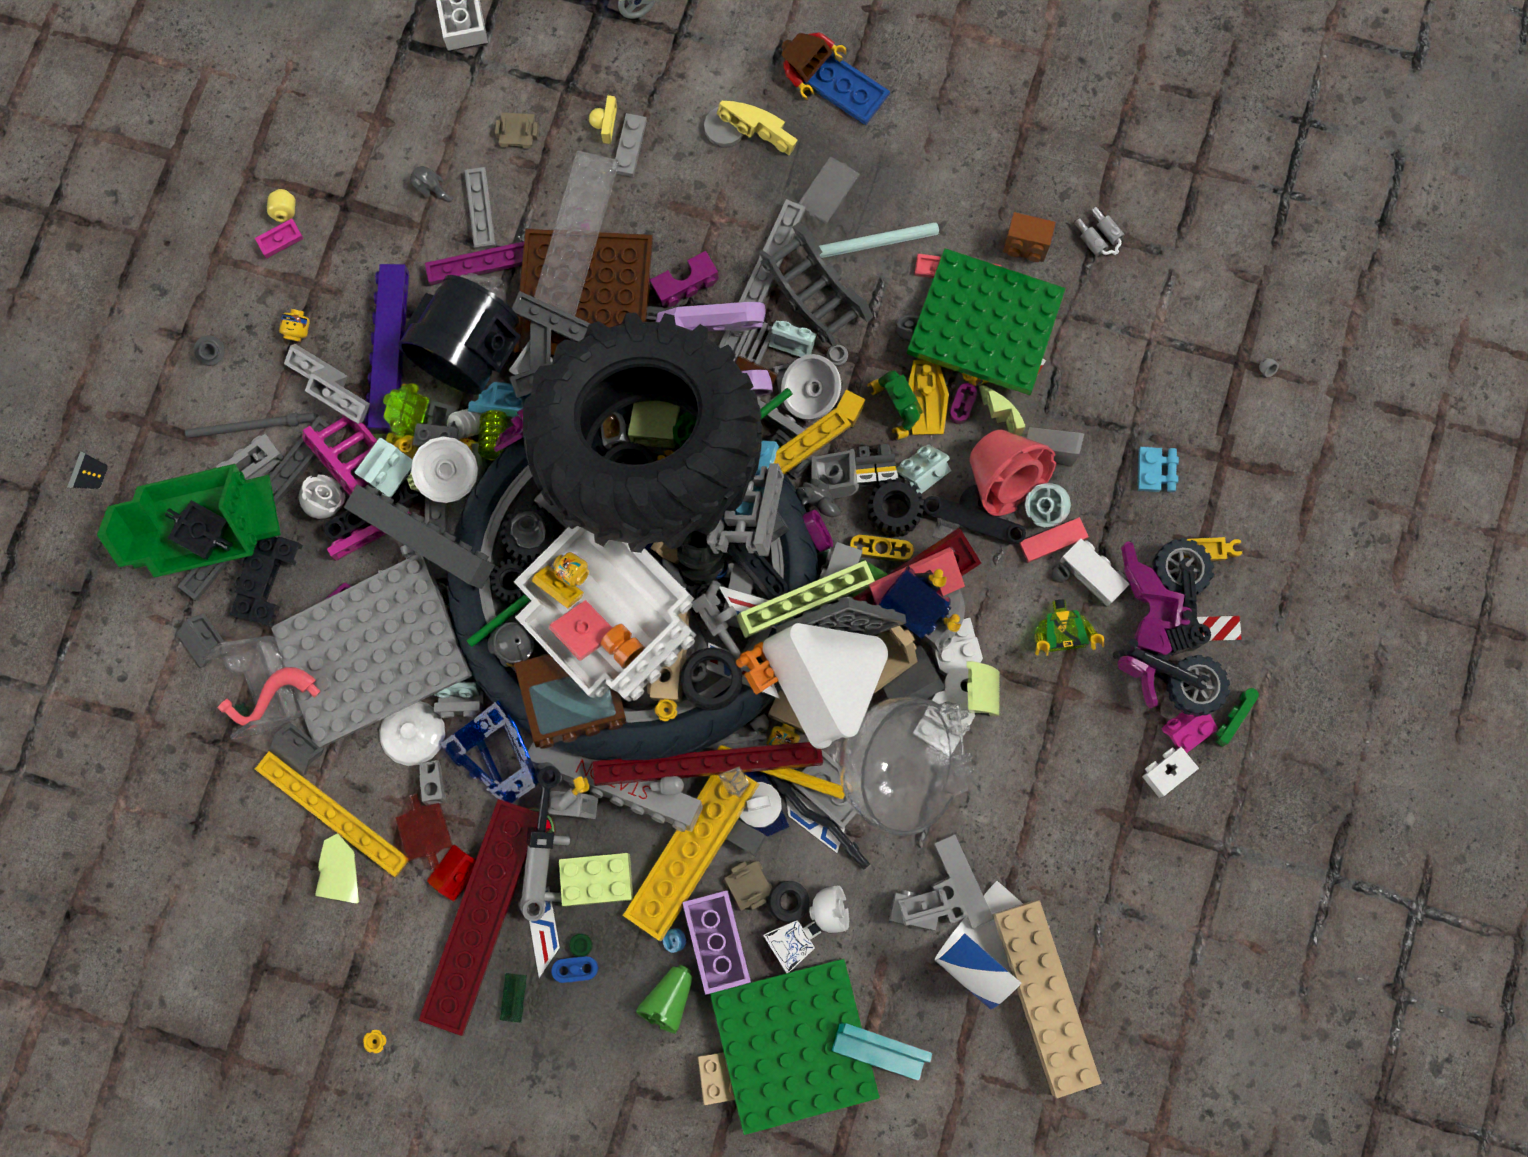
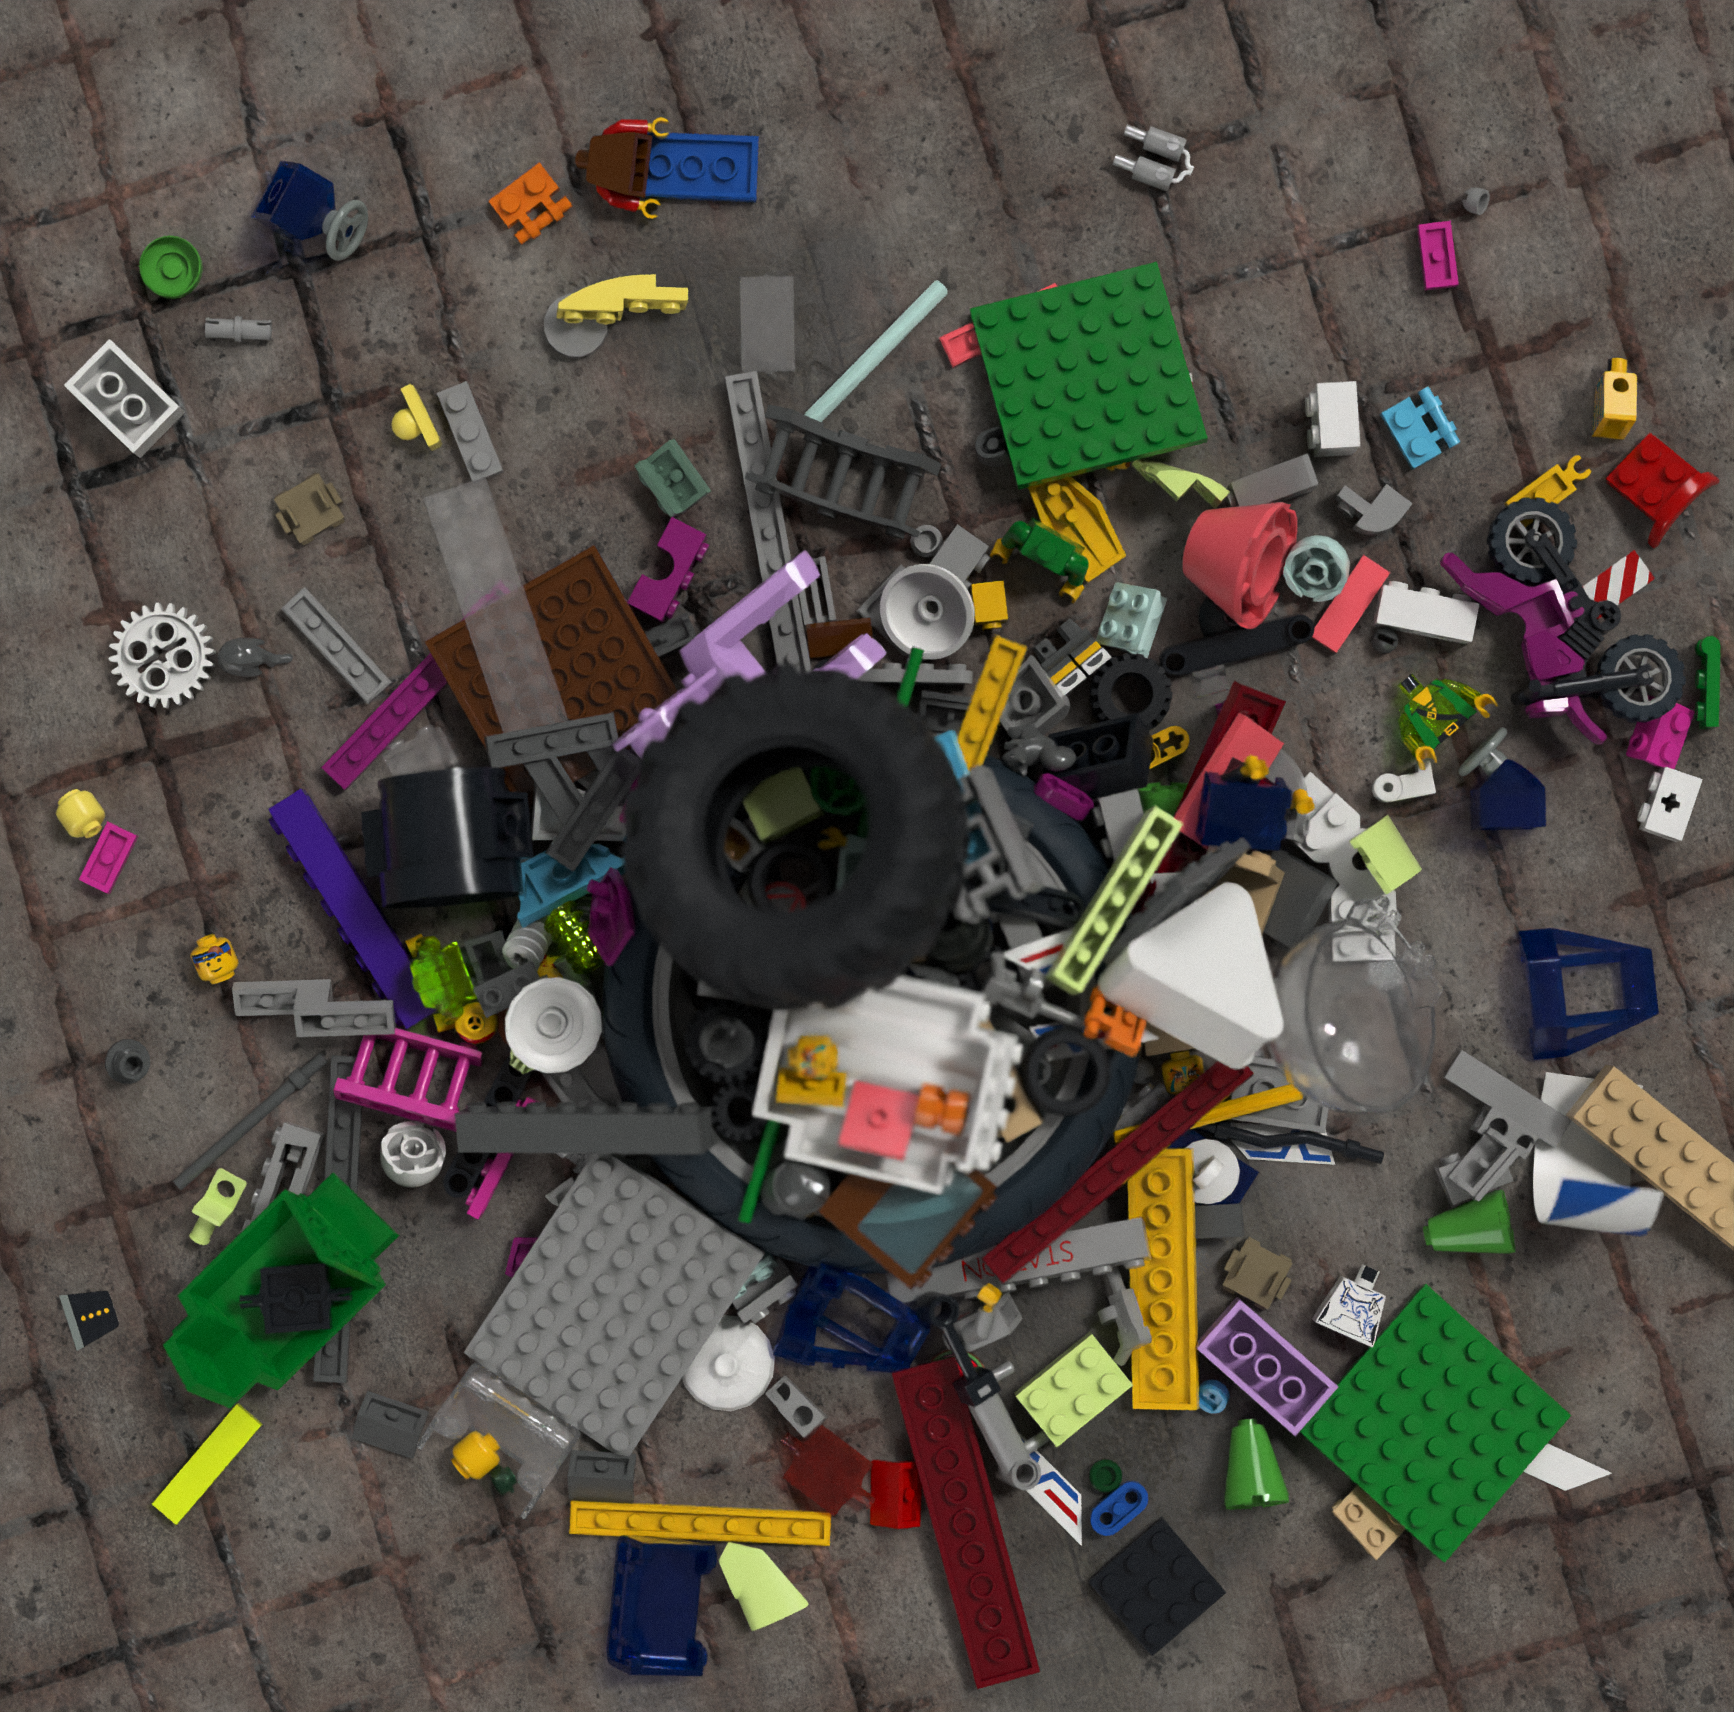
camera: 35 degrees left, 10 degrees up
(88, 594) = (207, 1464): none -> neon yellow tile
(197, 457) = (215, 1208): none -> yellowish green bracket
(235, 687) = (476, 1455): none -> yellow head
(258, 578) = (405, 1307): black bracket -> none
(273, 845) = (657, 1606): none -> clear blue windscreen
(282, 677) = (534, 1401): coral animal -> none
(384, 153) = (177, 680): none -> white gear
(385, 467) = (469, 1067): light aqua bracket -> none
(513, 997) = (1069, 1588): clear green plate -> none
(545, 17) = (238, 329): none -> light grey pin
(565, 1033) = (1157, 1586): none -> black plate
(654, 855) = (1127, 1315): none -> light grey piece
(665, 703) = (1037, 1151): yellow plate -> none
(669, 785) = (1091, 1225): light grey cylinder -> none
(720, 234) = (672, 479): none -> sand green bracket
(734, 781) = (1165, 1167): clear slope -> none
(744, 46) = (523, 197): none -> orange plate
(774, 901) = (1336, 1261): black tyre -> none
(792, 339) = (858, 559): light aqua bracket -> none
(829, 910) = (1374, 1240): white cylinder -> none
(852, 373) = (962, 554): none -> light grey brick
(853, 1128) = (1563, 1468): none -> white sticker
(859, 527) = (1109, 756): none -> black brick
(880, 1051) = (1538, 1363): panel -> none
(894, 942) = (1473, 1227): none -> bright green cone
(966, 404) = (1133, 499): magenta beam -> none
(1019, 661) = (1394, 788): none -> white leg
(1025, 835) = (1547, 991): none -> clear blue windscreen
(1029, 237) = (1070, 228): dark orange brick -> none
(1075, 703) = (1508, 794): none -> clear blue piece
(1098, 500) = (1375, 517): none -> light grey brick
(1110, 429) = (1333, 419): none -> white brick
(1227, 382) = (1437, 255): none -> dark pink plate
(1277, 586) = (1658, 484): none -> red piece
(1280, 523) = (1615, 401): none -> yellow torso

